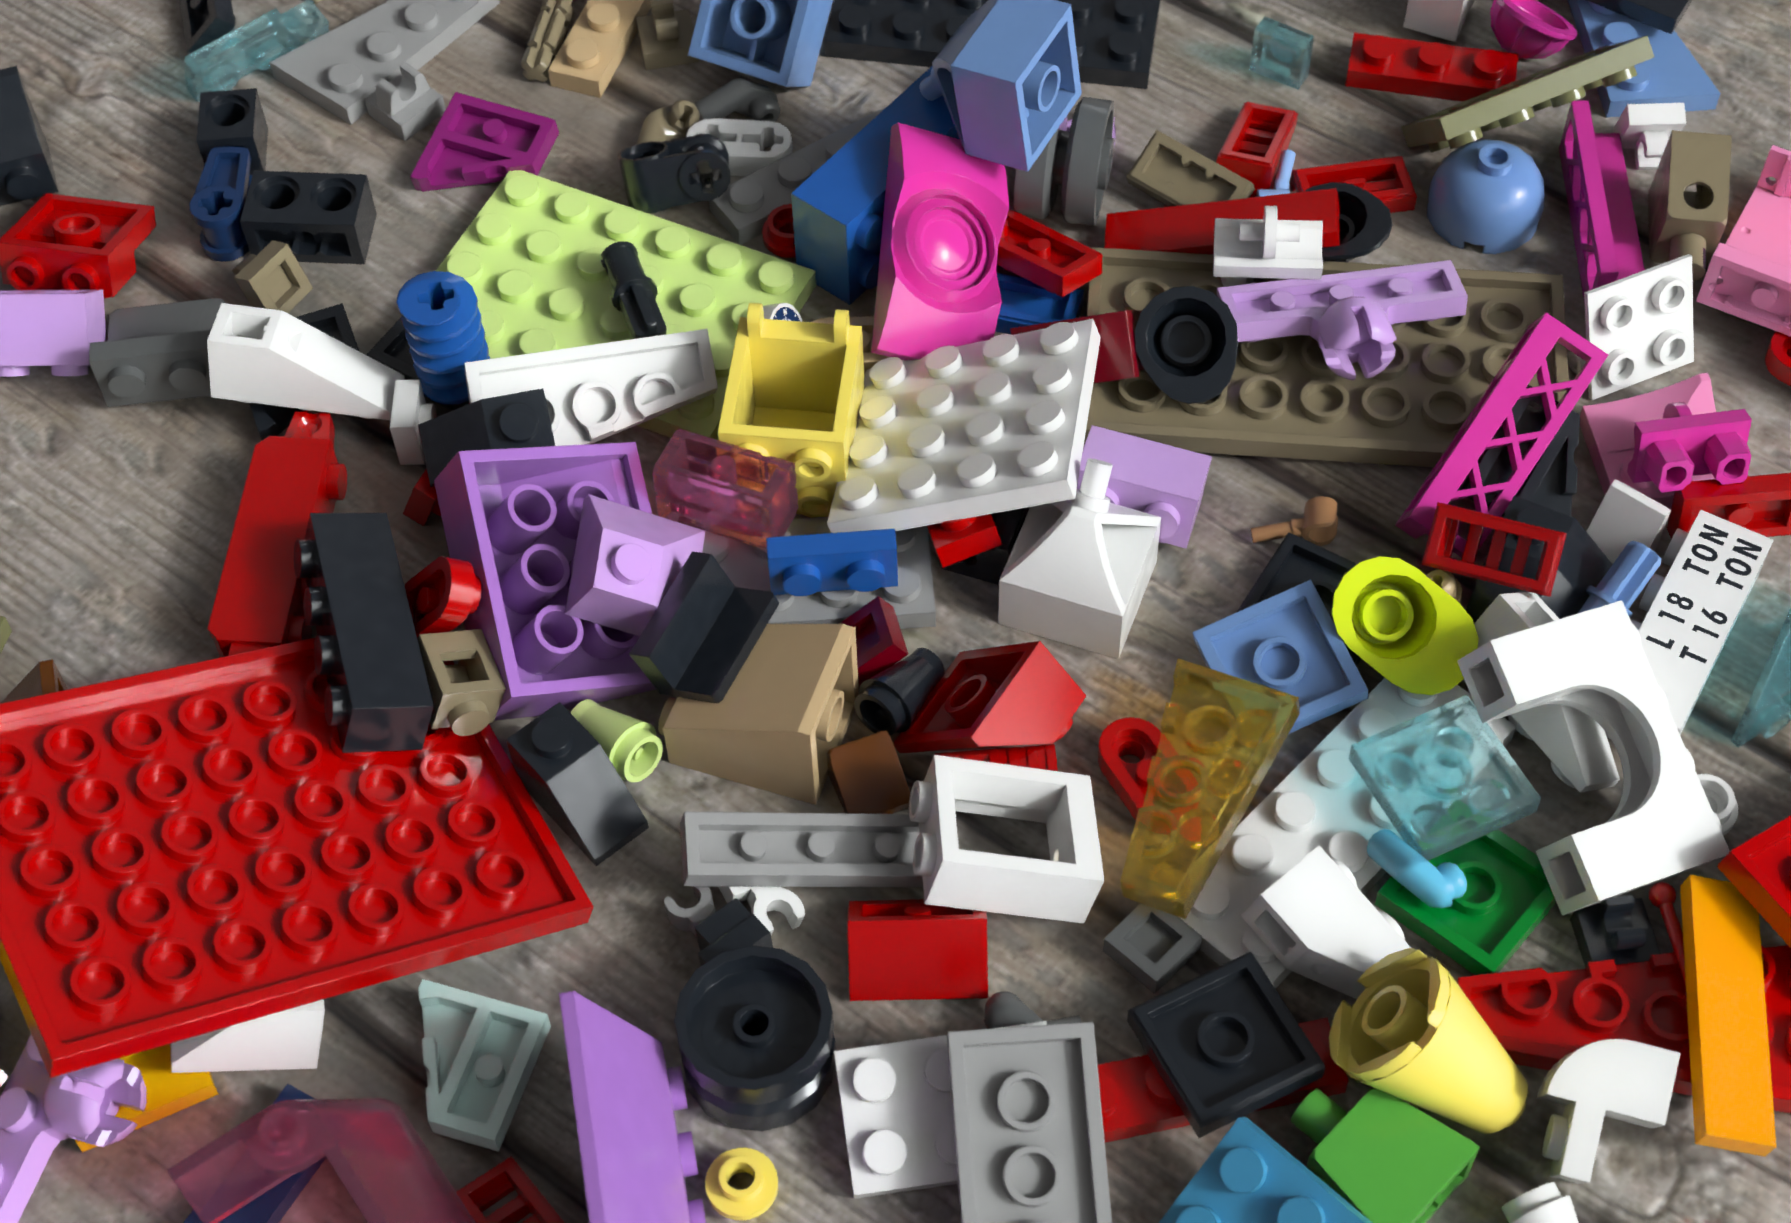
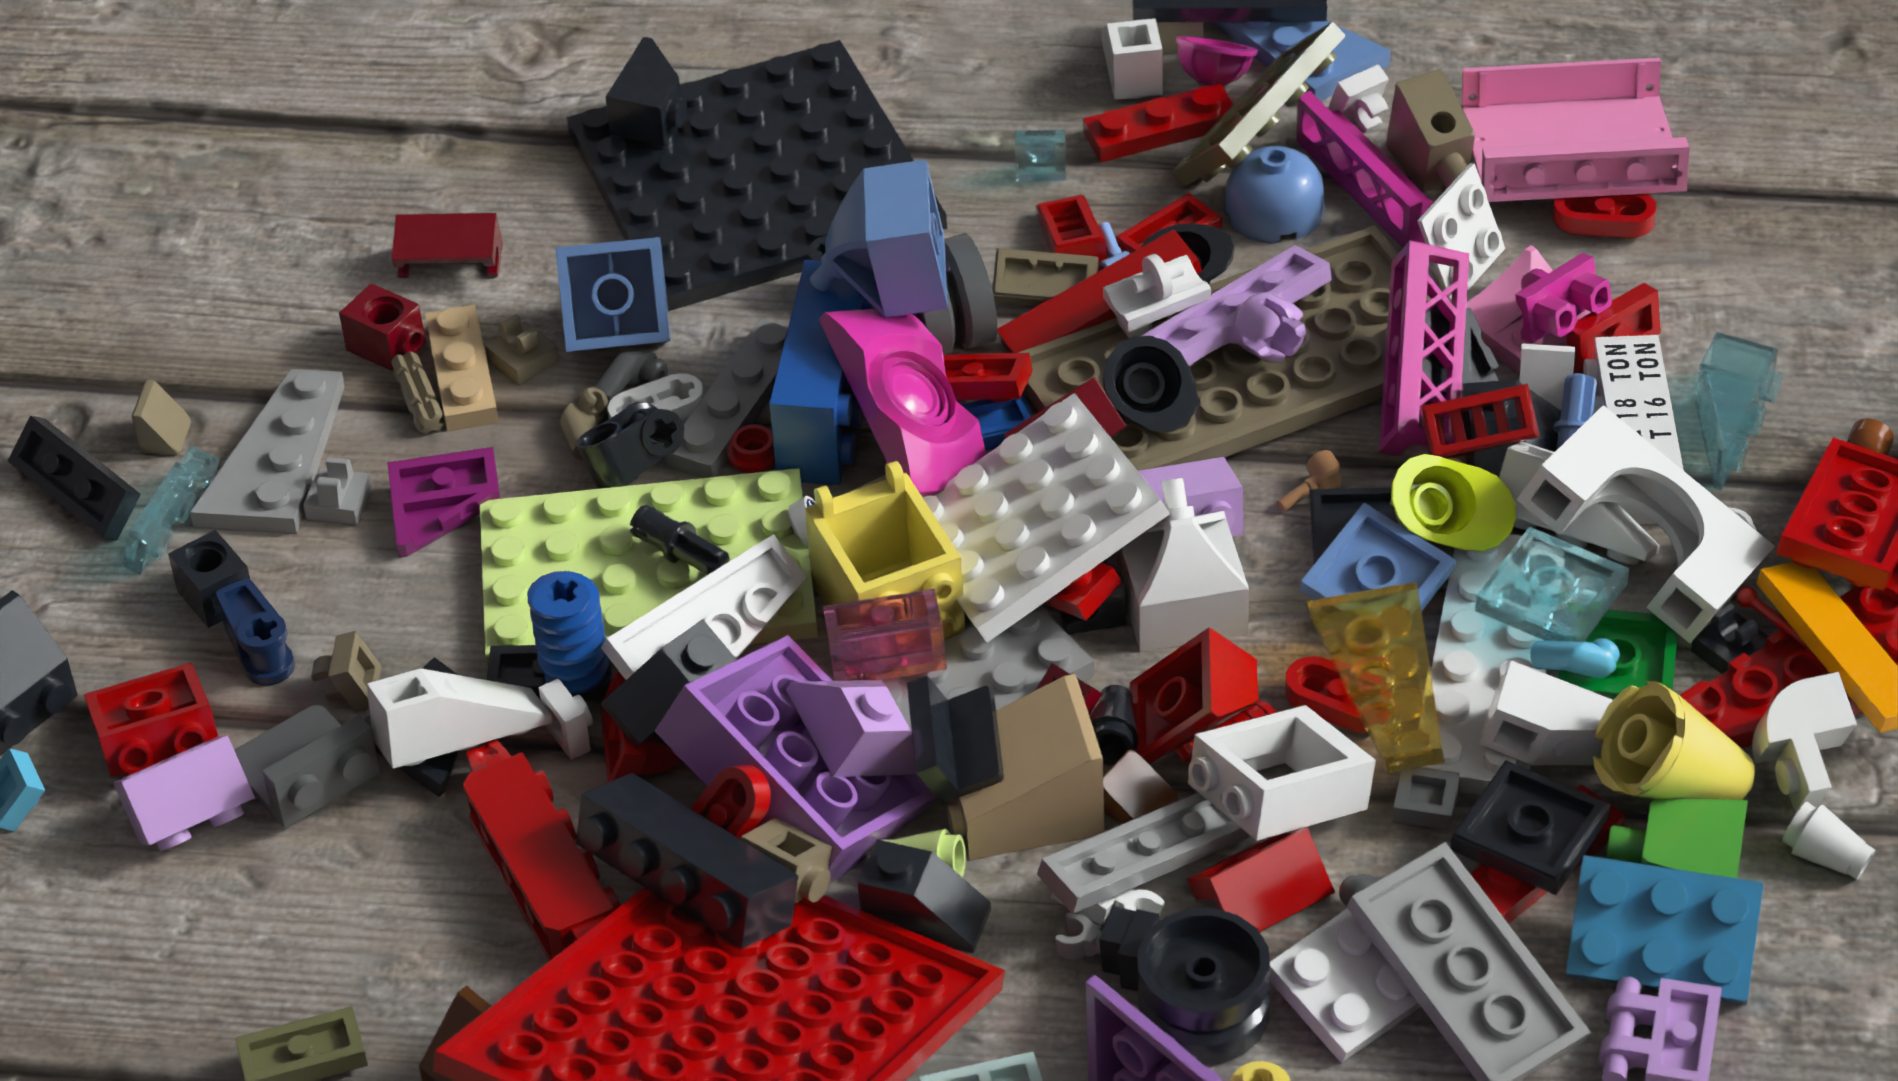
camera: 30 degrees left, 10 degrees down
(314, 213) = (339, 602): black brick -> none
(832, 562) = (1003, 651): blue plate -> none

